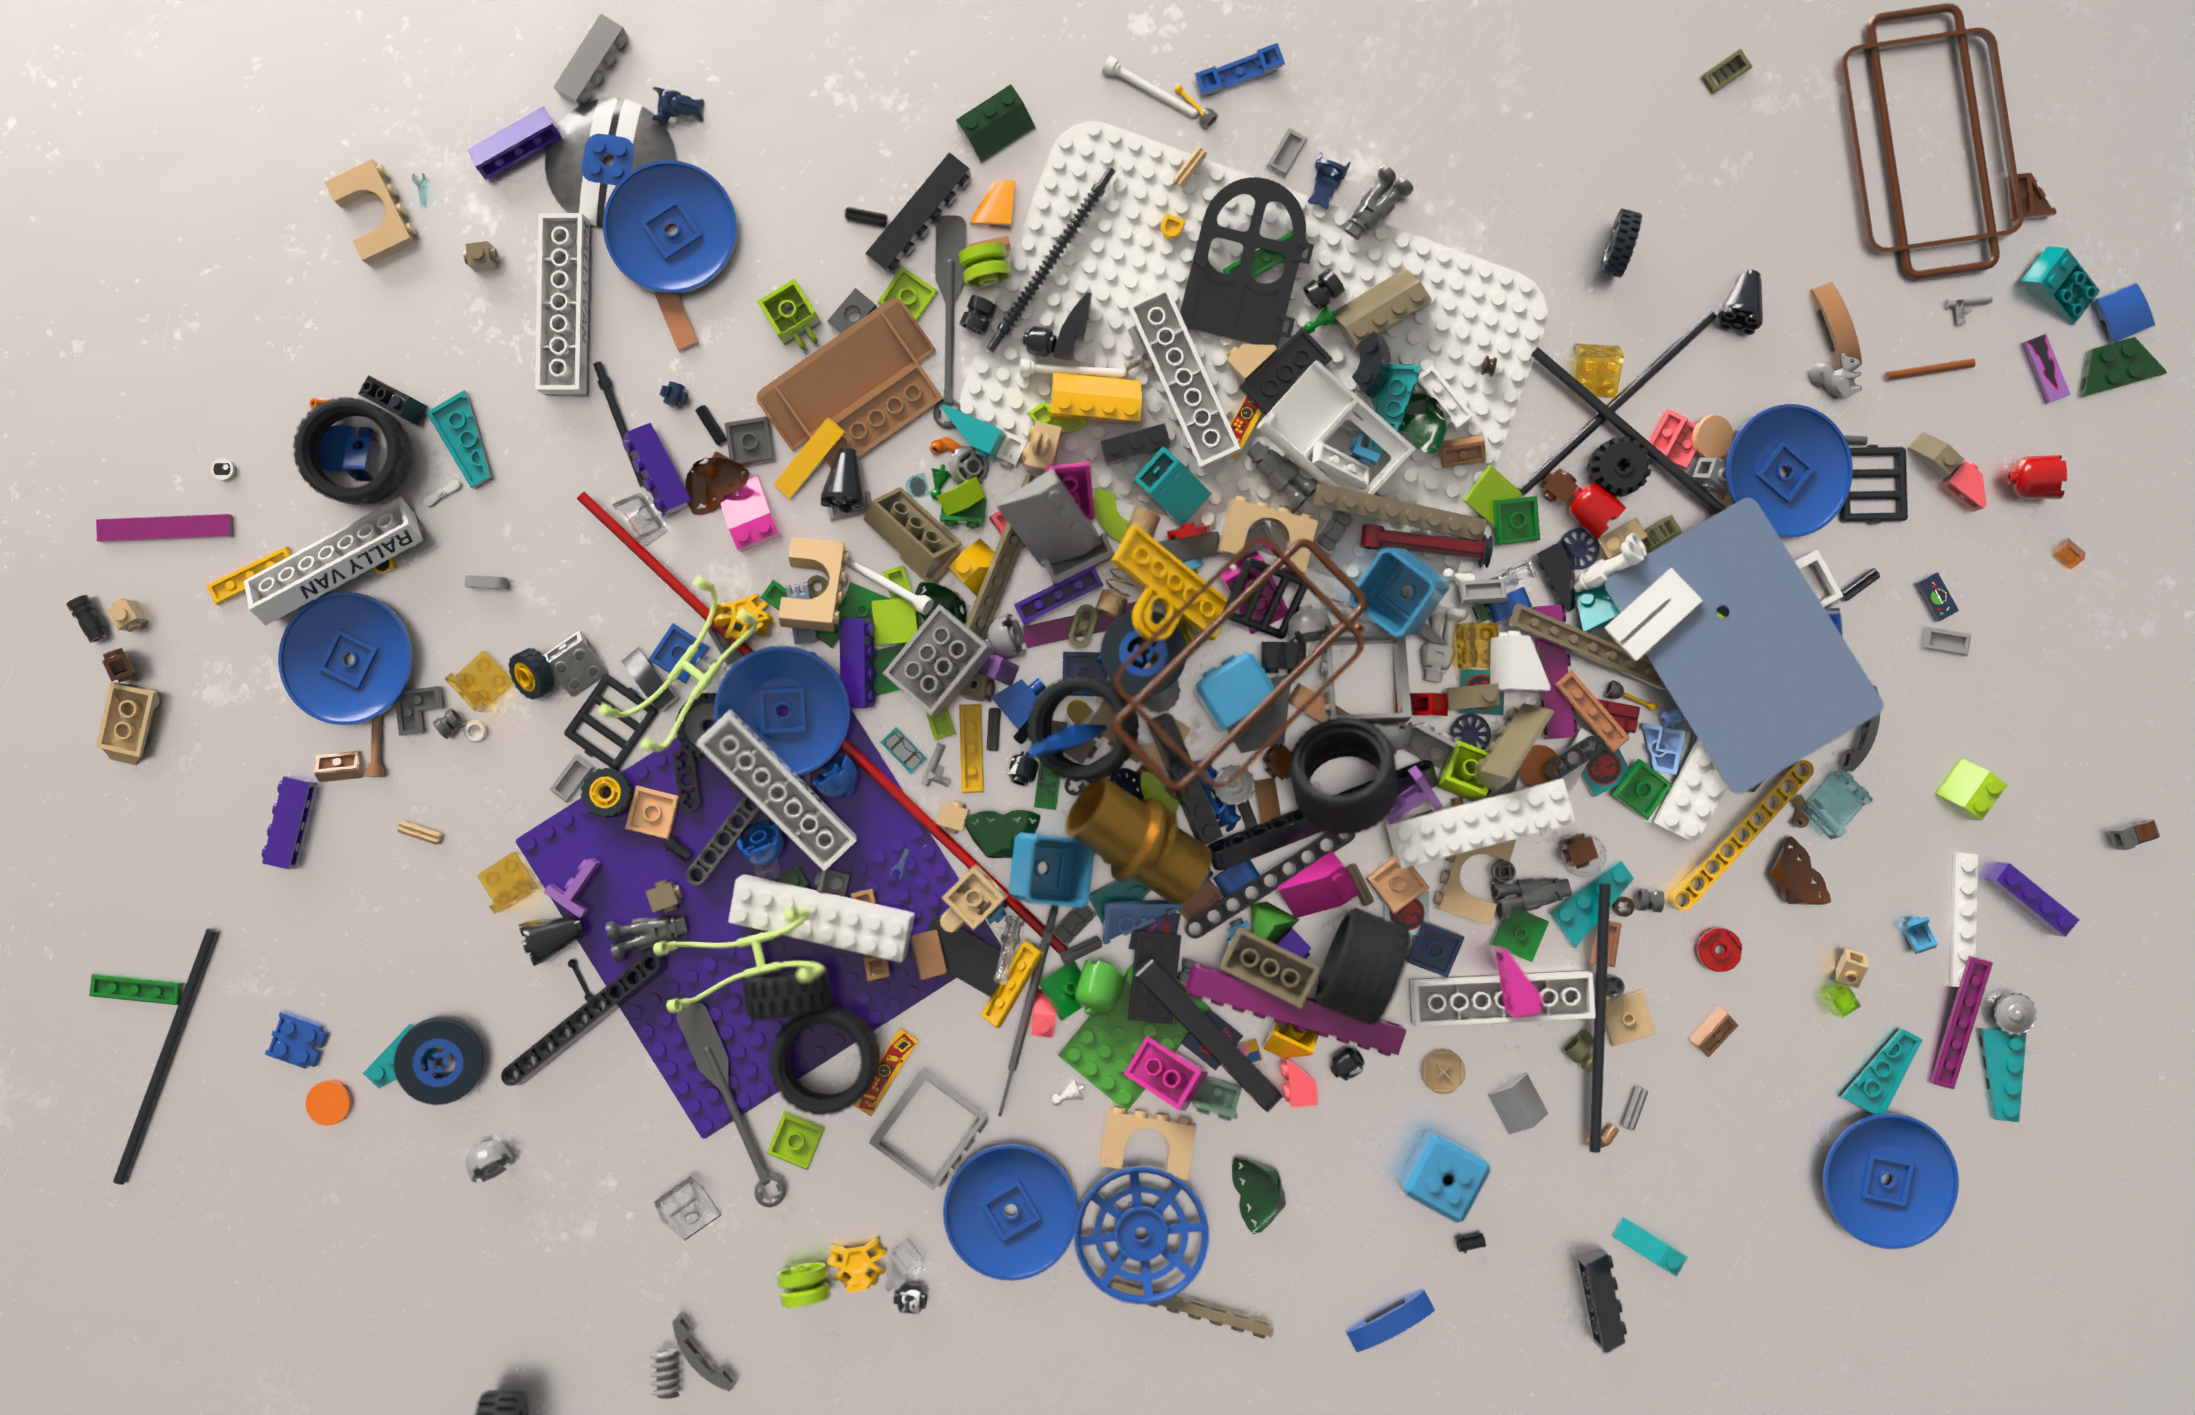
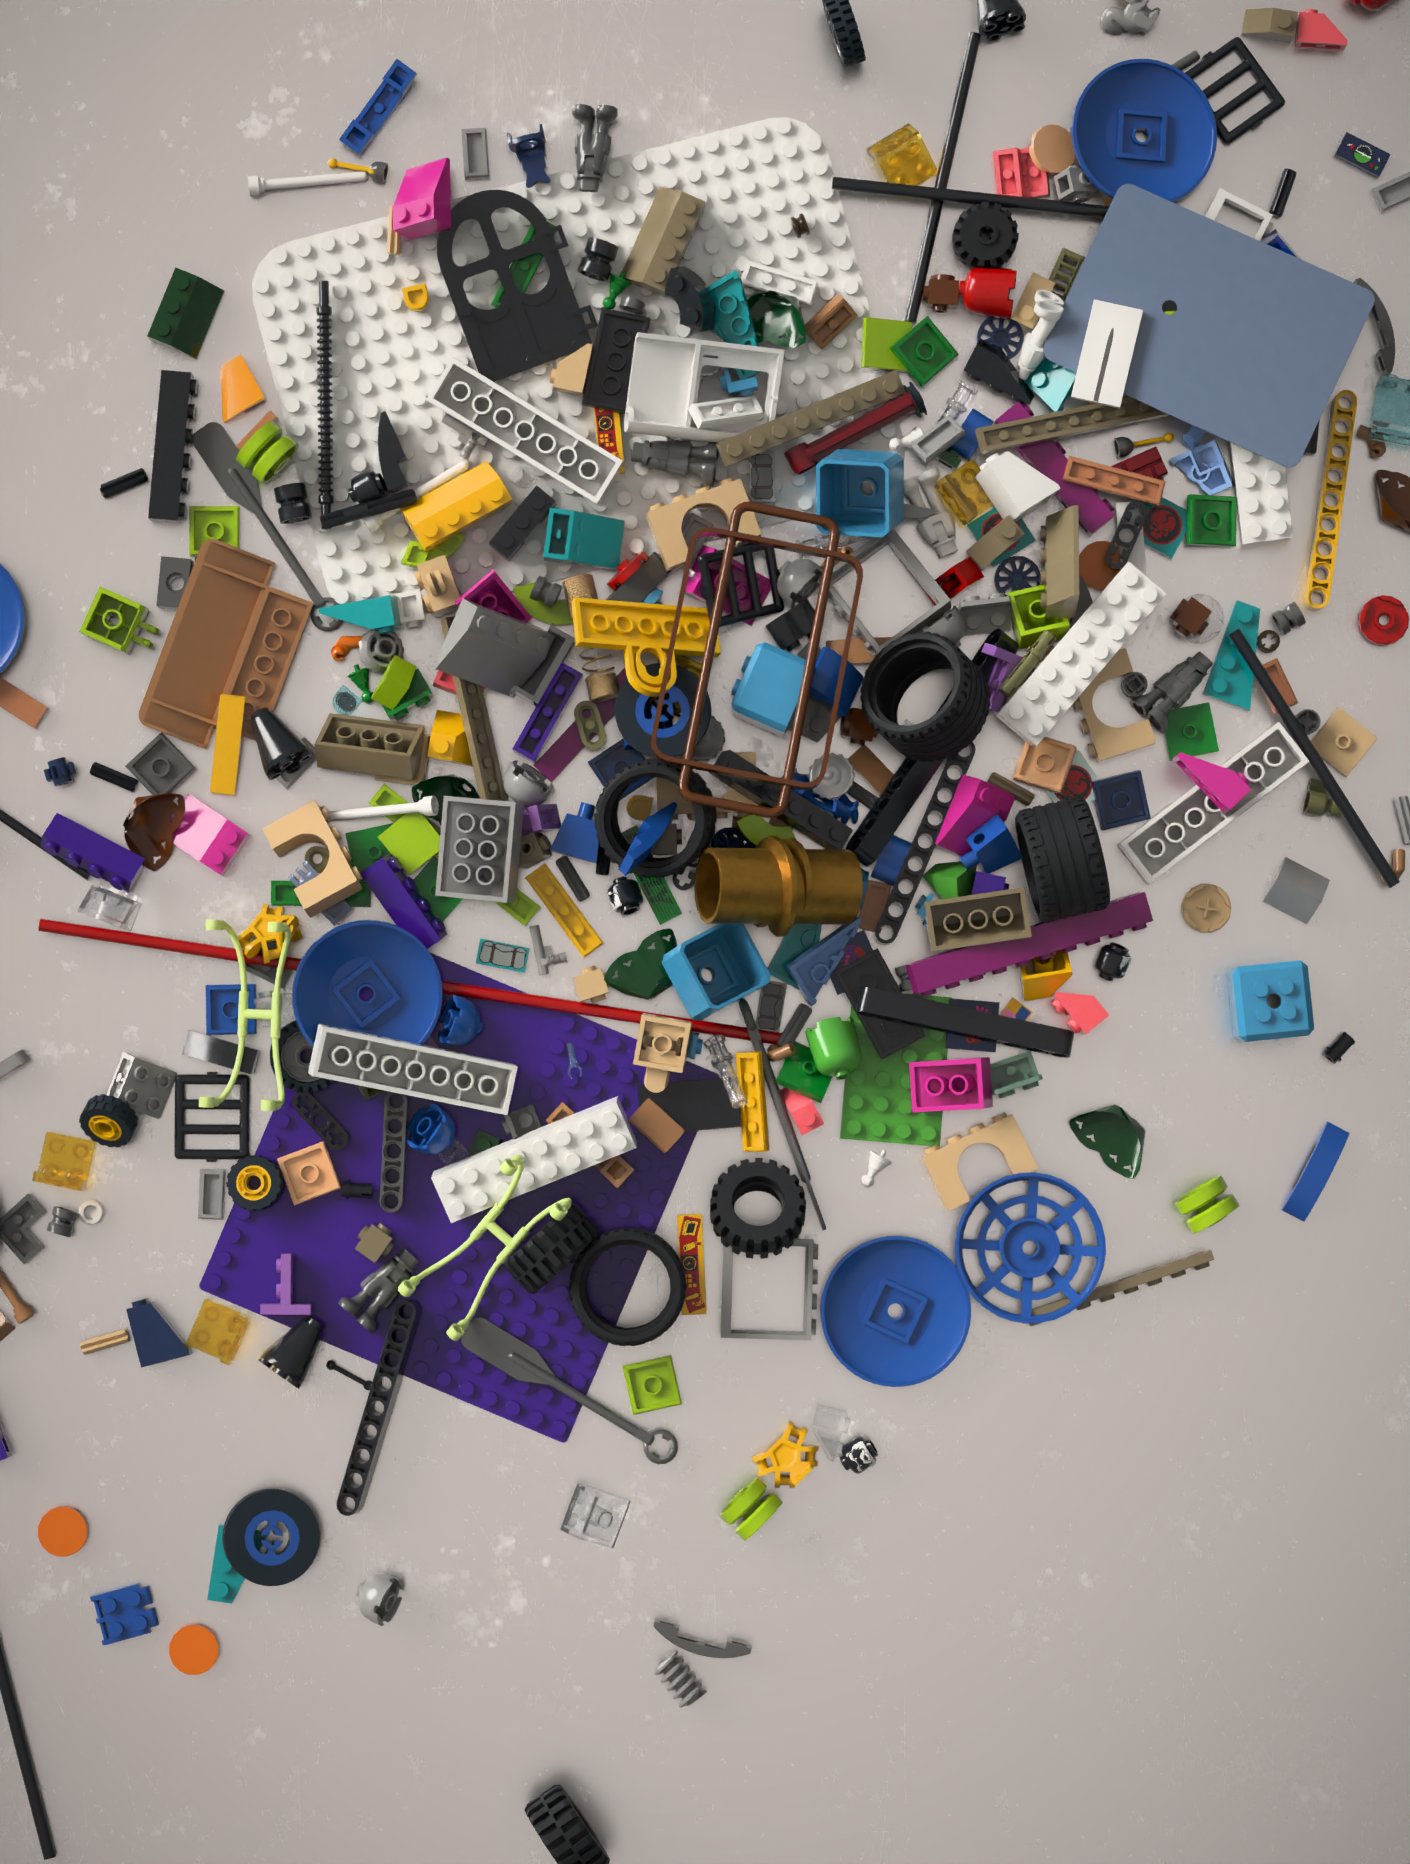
camera: 30 degrees left, 0 degrees up
(293, 950) = (63, 1531): none -> orange tile
(458, 853) = (154, 1334): none -> dark blue slope
(981, 1046) = (765, 1178): none -> black tyre
(1029, 356) = (368, 509): none -> black axle
(1053, 960) = (778, 1053): none -> medium nougat arm
(1118, 506) = (545, 592): none -> dark grey wheel
(1225, 159) = (424, 200): none -> dark pink slope
(1280, 712) = (826, 678): none -> blue slope
(1294, 1293) = (1208, 1207): none -> lime wheel
(1316, 918) = (991, 846): none -> blue torso
(1325, 340) = (632, 305): none -> dark grey tile
(1429, 805) = (1033, 656): none -> olive pin

